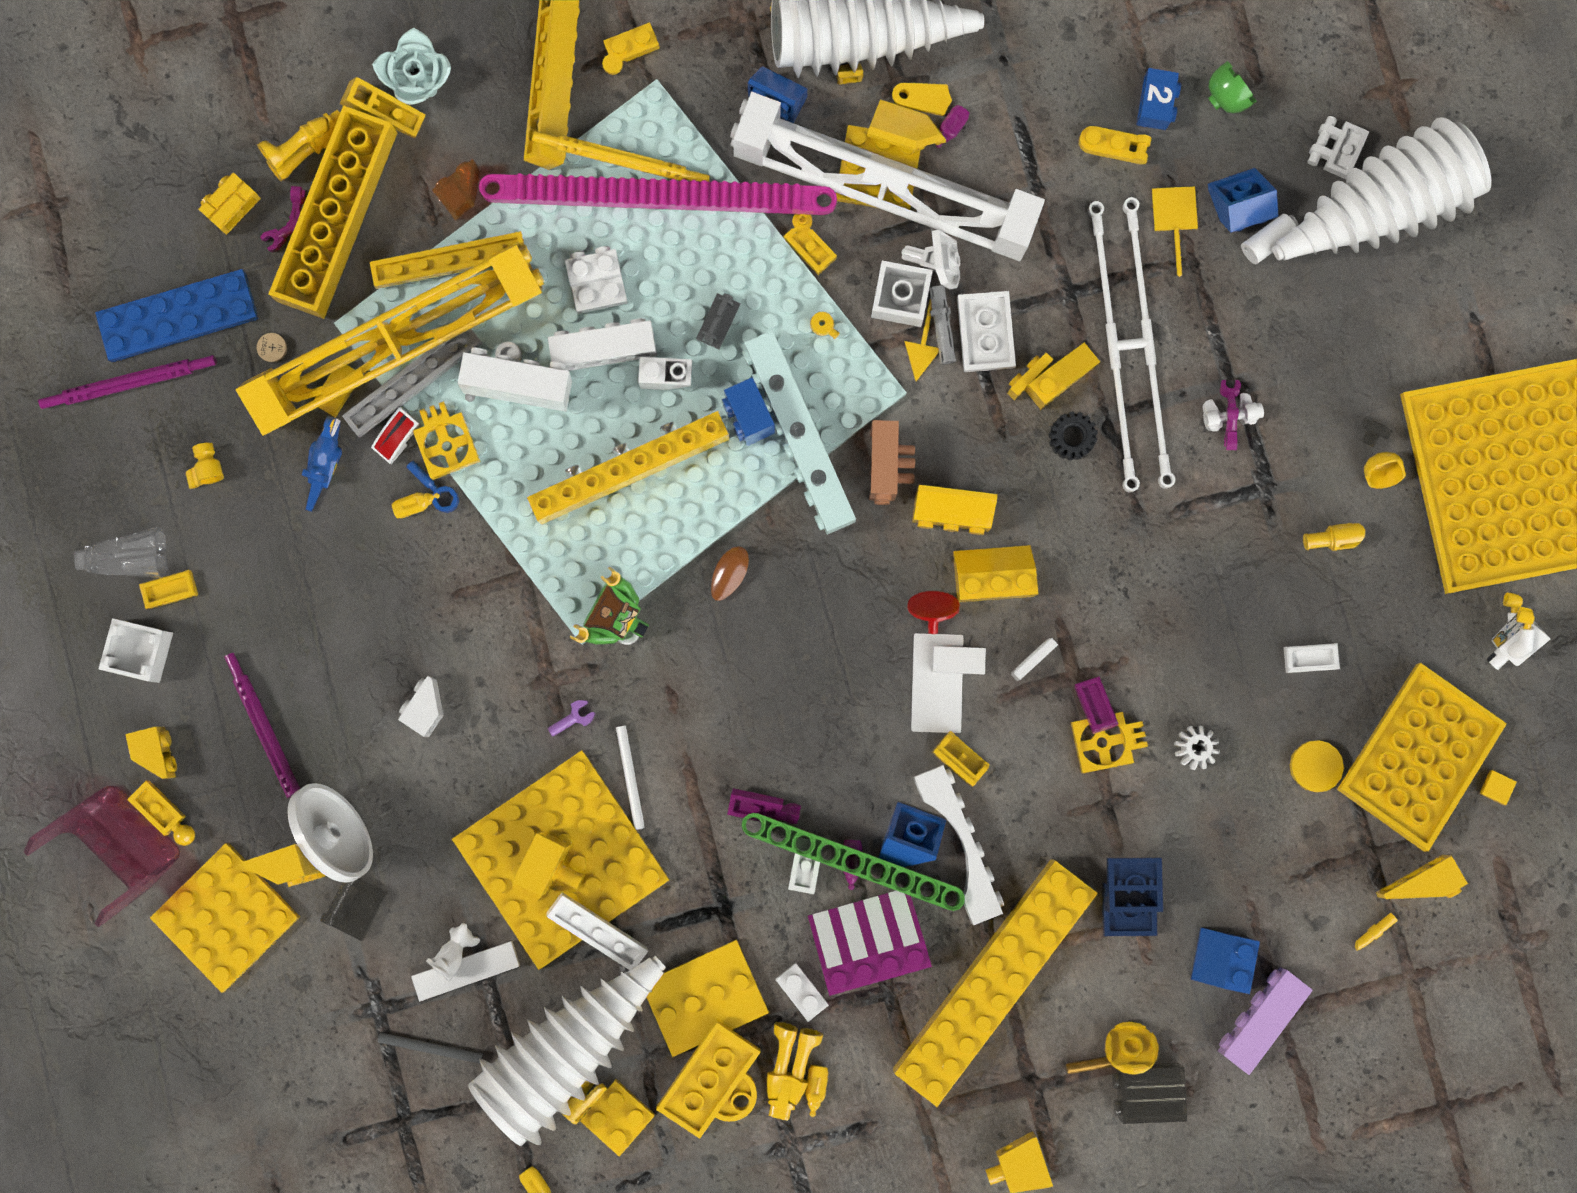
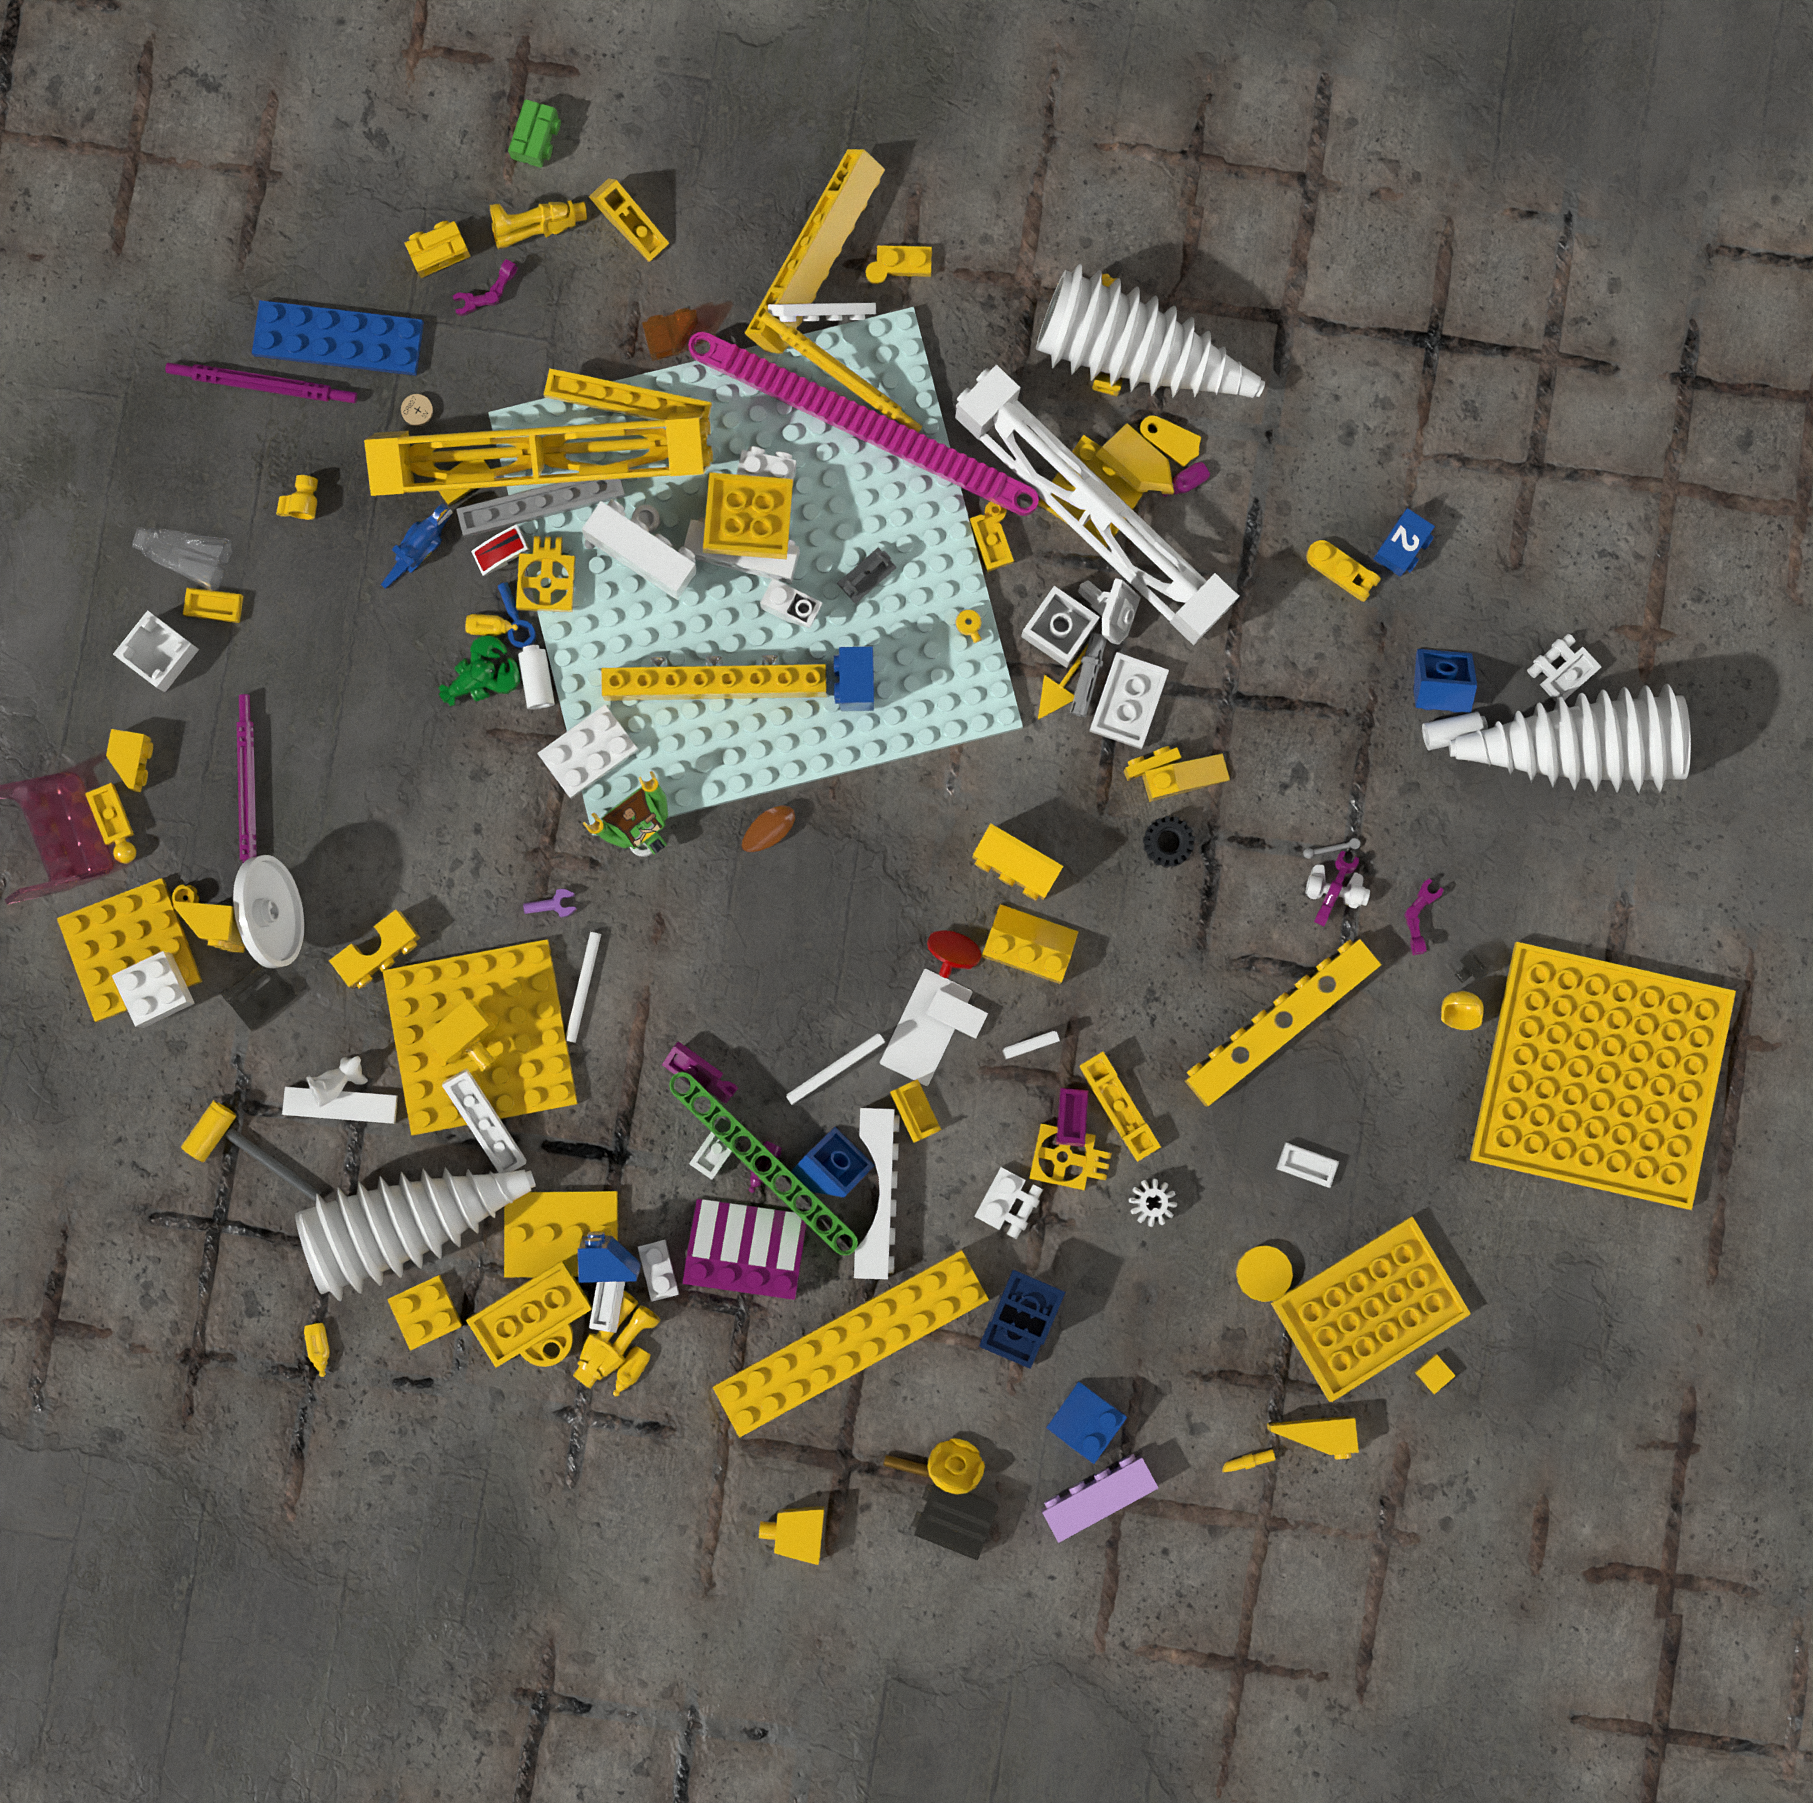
camera: 20 degrees right, 0 degrees up
(248, 846) = (182, 890): none -> yellow plate
(259, 943) = (153, 989): none -> white brick
(269, 71) = (533, 133): none -> bright green brick
(333, 212) = (535, 303): yellow brick -> none
(361, 1044) = (208, 1131): none -> yellow pin
(413, 52) = (683, 176): light aqua brick -> none
(424, 547) = (480, 673): none -> green animal
(424, 709) = (412, 831): white slope -> none
(451, 805) = (396, 938): none -> yellow arch
(474, 530) = (536, 677): none -> white brick
(546, 574) = (588, 751): none -> white plate
(574, 115) = (811, 312): none -> white plate
(580, 1107) = (393, 1284): yellow hinge -> none
(595, 312) = (747, 516): none -> yellow plate
(755, 1005) = (605, 1260): none -> blue slope
(771, 1040) = (607, 1306): none -> white tile
(780, 89) = (1027, 373): blue slope -> none
(799, 432) = (897, 721): light aqua piece -> none
(877, 752) = (835, 1069): none -> white tile
(886, 462) = (969, 786): nougat piece -> none
(1066, 802) = (1000, 1198): none -> white plate
(1132, 679) = (1119, 1106): none -> yellow slope
(1146, 342) = (1284, 780): white bar -> none
(1175, 211) = (1372, 661): yellow piece -> none
(1227, 371) = (1352, 844): none -> light grey hinge
(1229, 90) = (1479, 565): bright green cylinder -> none
(1237, 546) = (1281, 1023): none -> yellow piece
(1308, 389) = (1411, 914): none -> magenta piece
(1336, 537) = (1385, 1056): yellow arm -> none
(1519, 636) = (1519, 1233): white torso -> none

